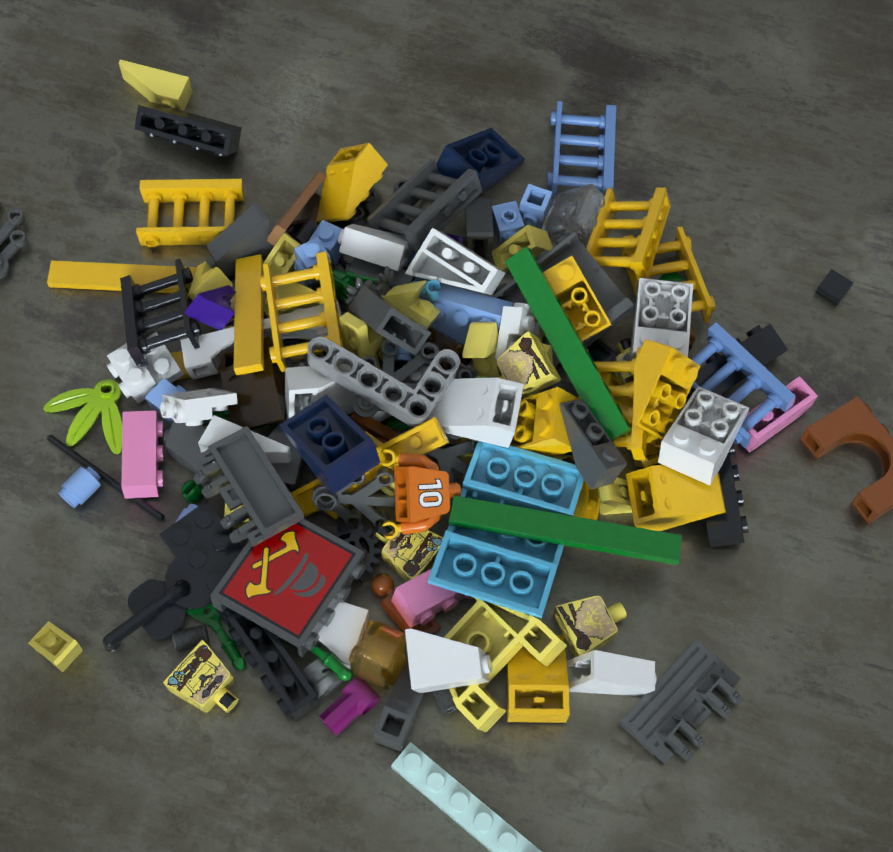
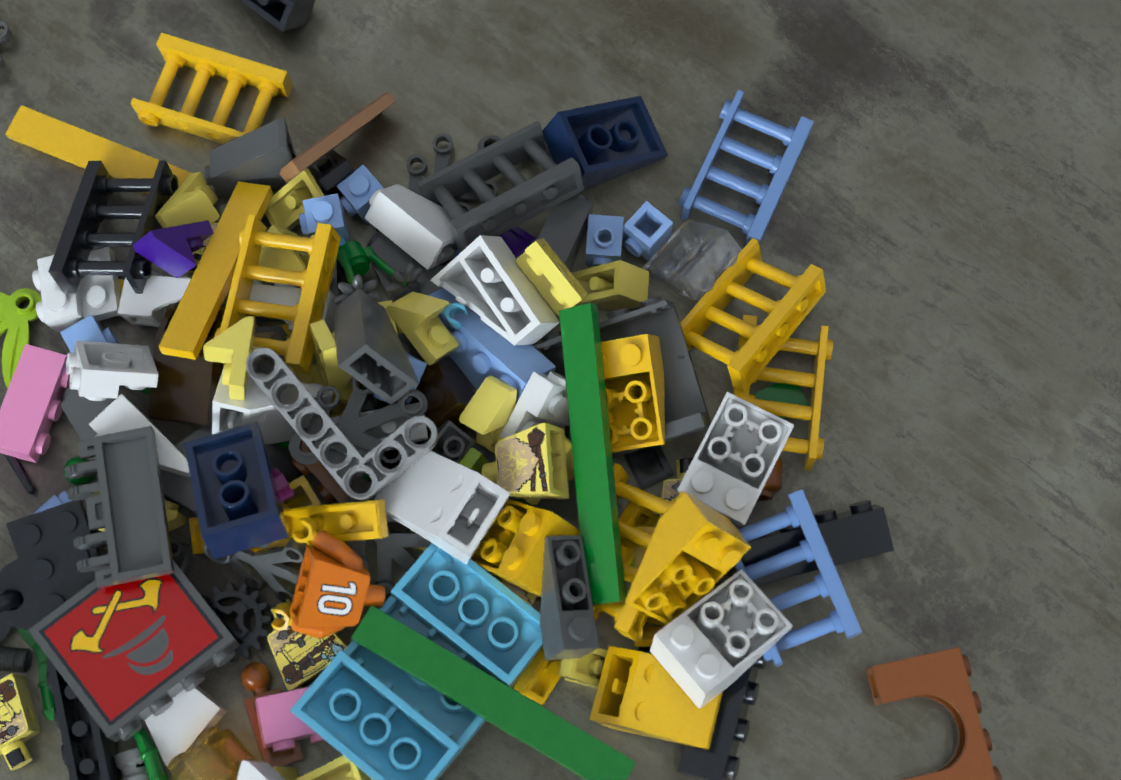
camera: 25 degrees right, 10 degrees up
(293, 351) = (233, 349): none -> light yellow slope
(349, 181) = (418, 120): yellow slope -> none
(488, 243) = (550, 276): none -> light yellow bracket
(777, 418) = (876, 620): bright pink brick -> none
(834, 286) = (1004, 475): black tile -> none

